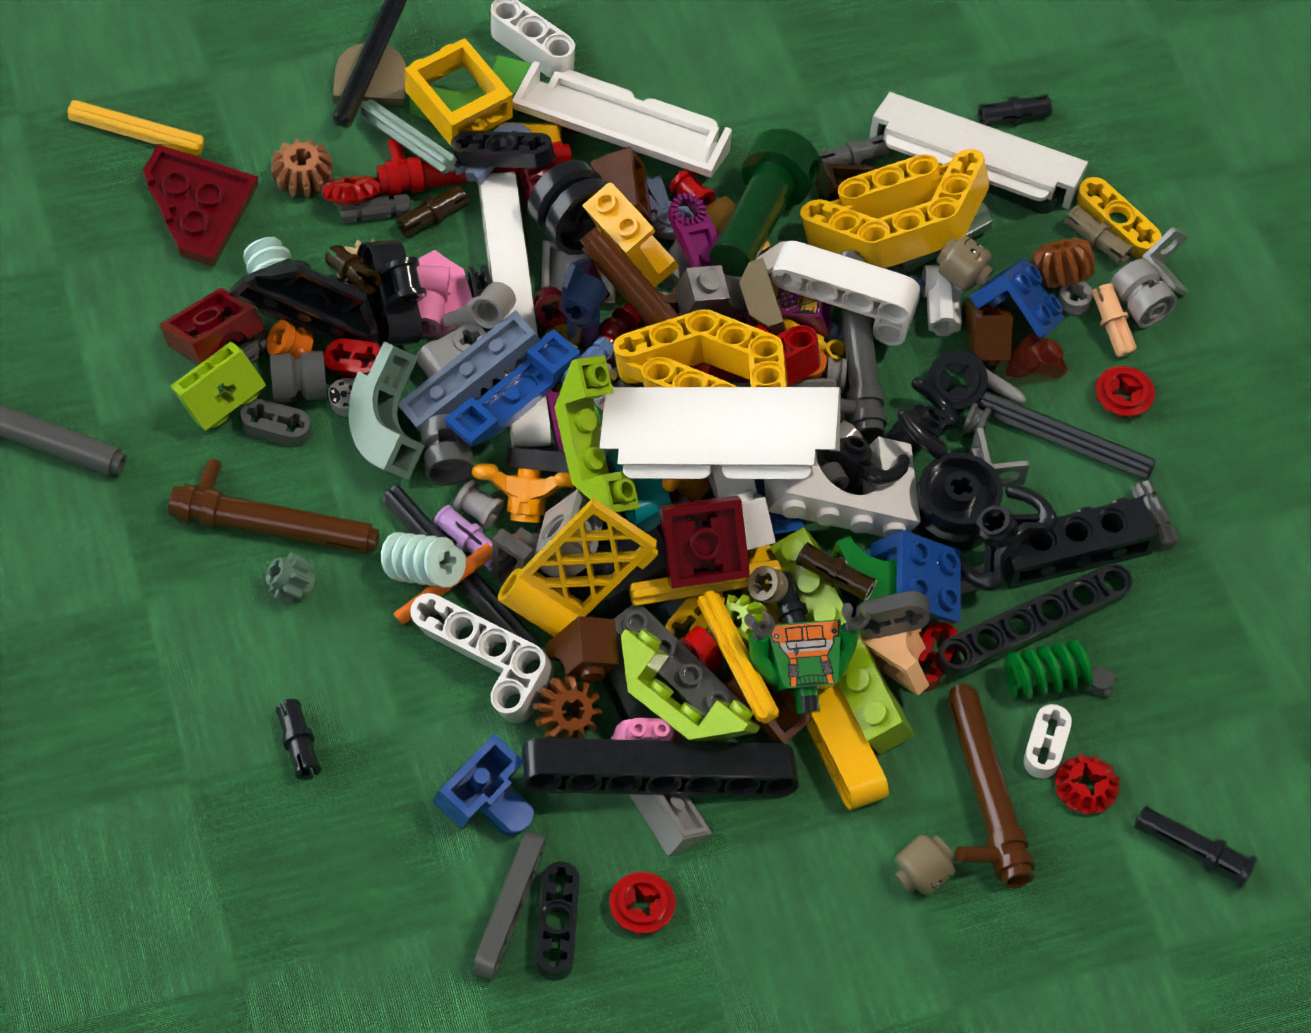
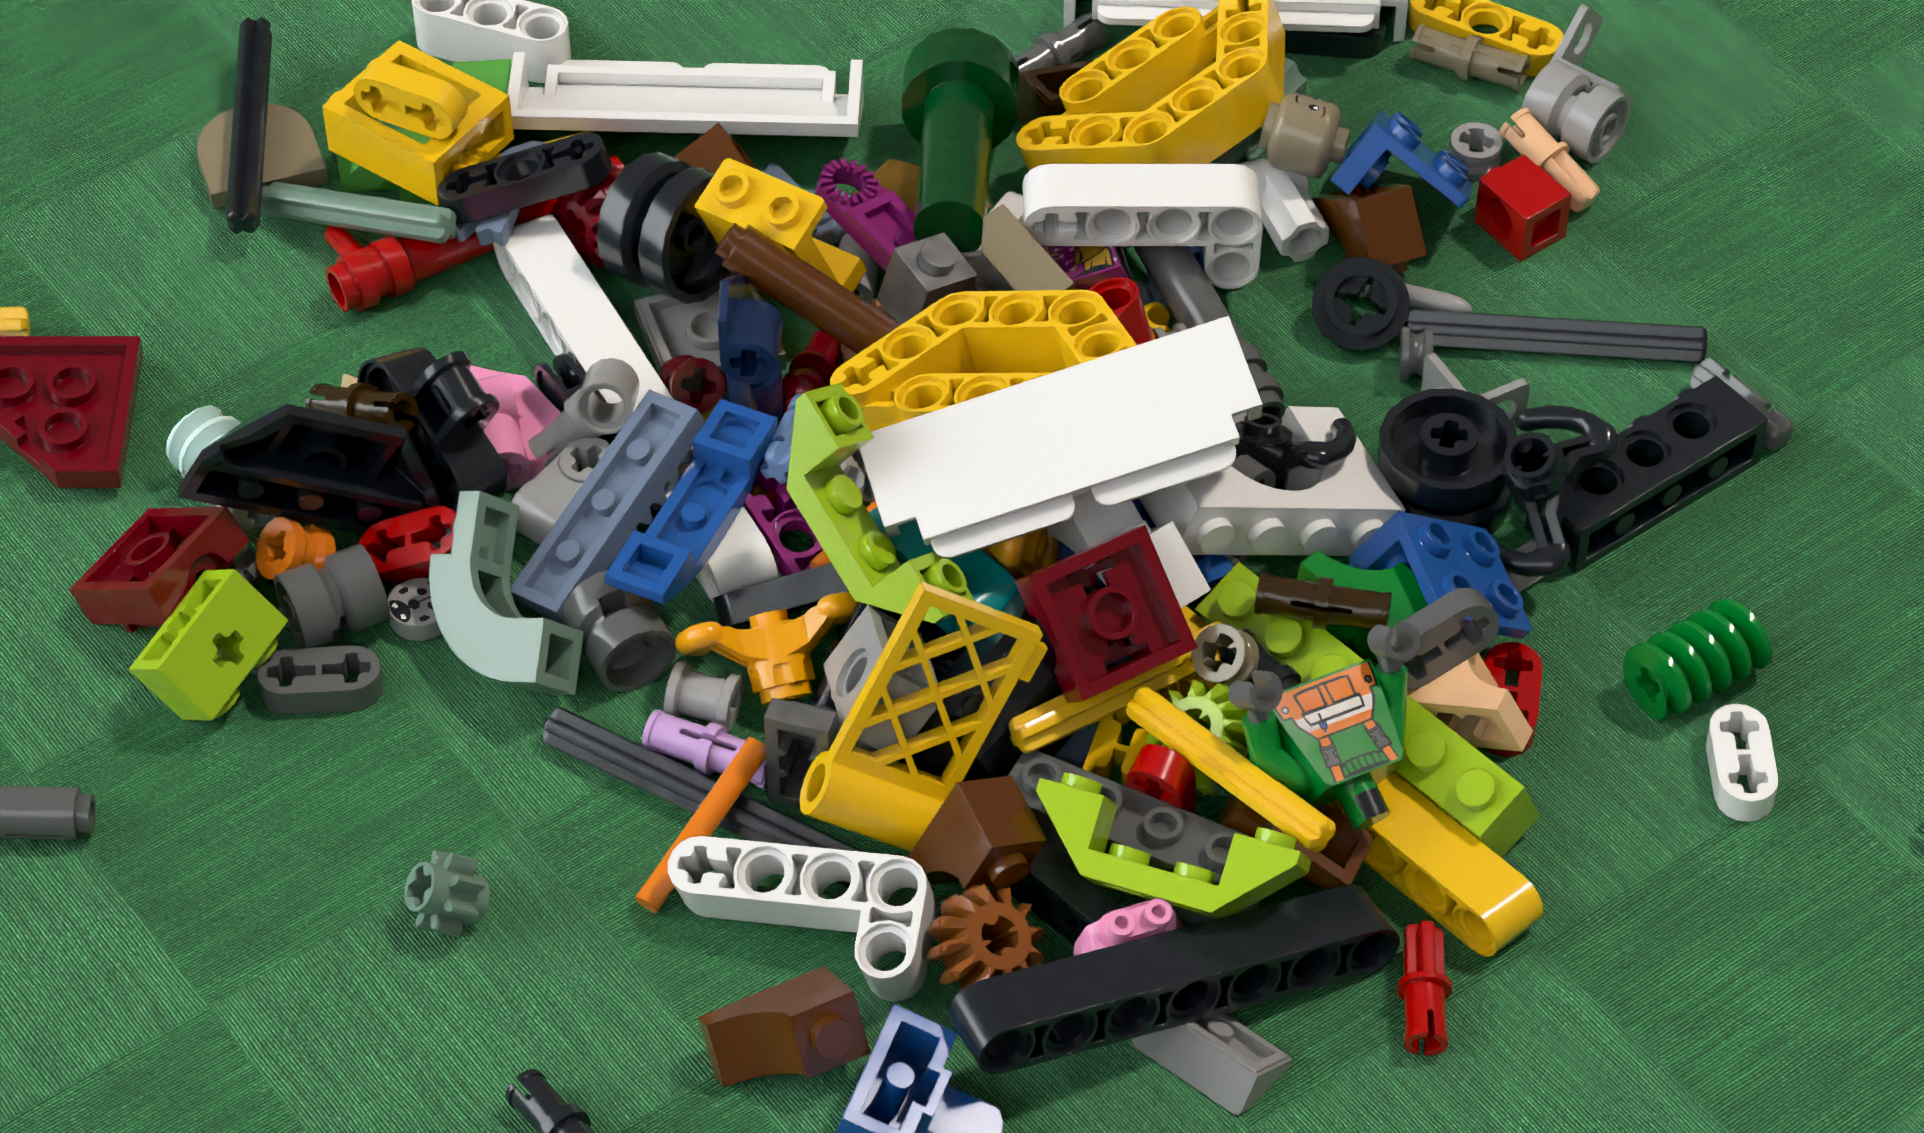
camera: 15 degrees left, 10 degrees down
(213, 508) = (273, 831): reddish brown cylinder -> none
(301, 167) = (205, 306): nougat gear -> none
(351, 189) = (299, 313): red gear -> none
(375, 208) = (346, 332): dark grey axle -> none
(422, 559) = (656, 794): light aqua piece -> none
(432, 210) = (441, 307): dark brown pin -> none
(438, 722) = (786, 1029): none -> reddish brown arch
(451, 83) = (410, 99): none -> yellow beam
(687, 183) = (820, 152): red bush -> none
(801, 817) = (1424, 988): none -> red axle
(924, 424) = (1345, 372): black piece -> none
(925, 865) = (1649, 992): dark tan head -> none
(1005, 839) = (1753, 918): reddish brown cylinder -> none
(1036, 356) = (1457, 240): clear red plate -> none
(1037, 623) = (1631, 590): black beam -> none
(1064, 262) = (1444, 99): dark orange gear -> none
(1076, 795) = (1826, 822): red gear -> none
(1083, 345) = (1522, 207): none -> red brick
(1102, 682) = (1784, 657): dark grey piece -> none
(1132, 382) = (1614, 237): red gear -> none

